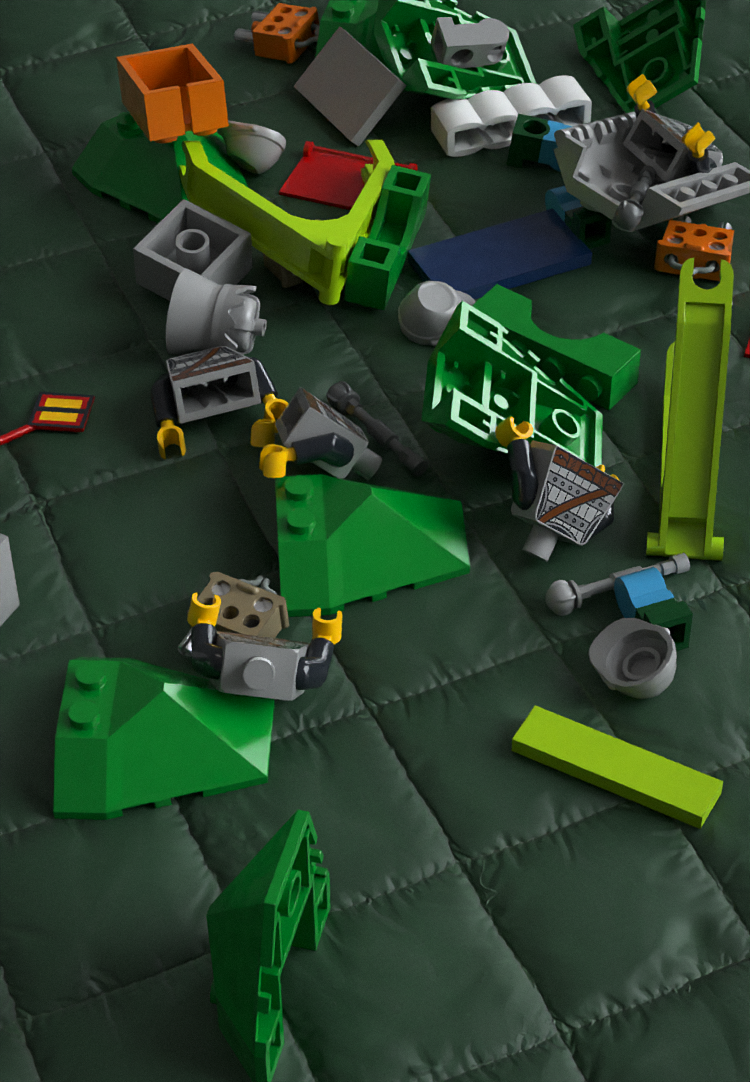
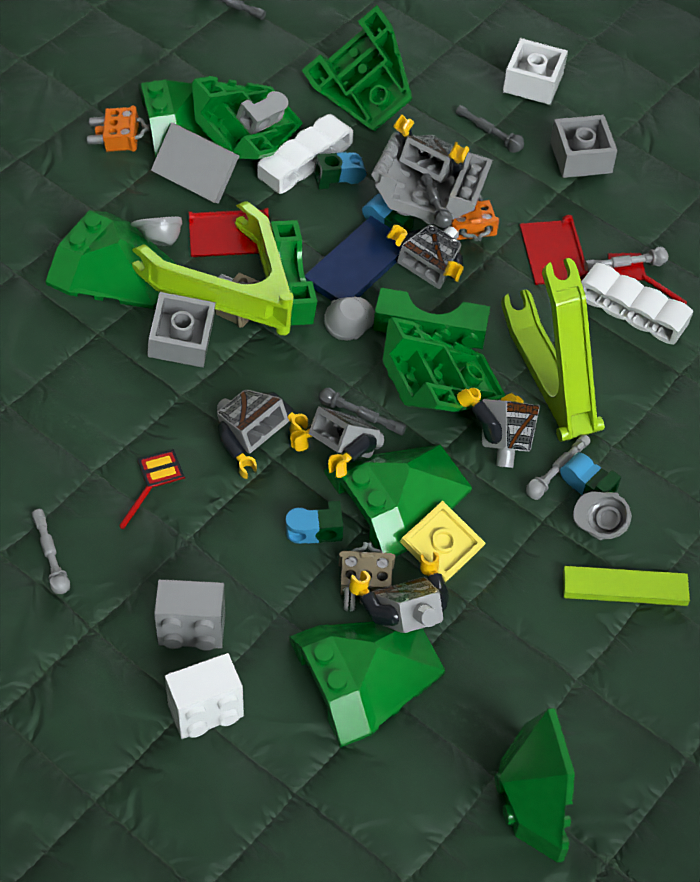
camera: 30 degrees left, 10 degrees up
(172, 93) = (111, 215): orange piece -> none
(211, 316) = (228, 370): light grey hat -> none
(211, 535) = (315, 525): none -> leg
(379, 615) = (448, 536): none -> light yellow tile
(600, 268) = (429, 253): none -> torso

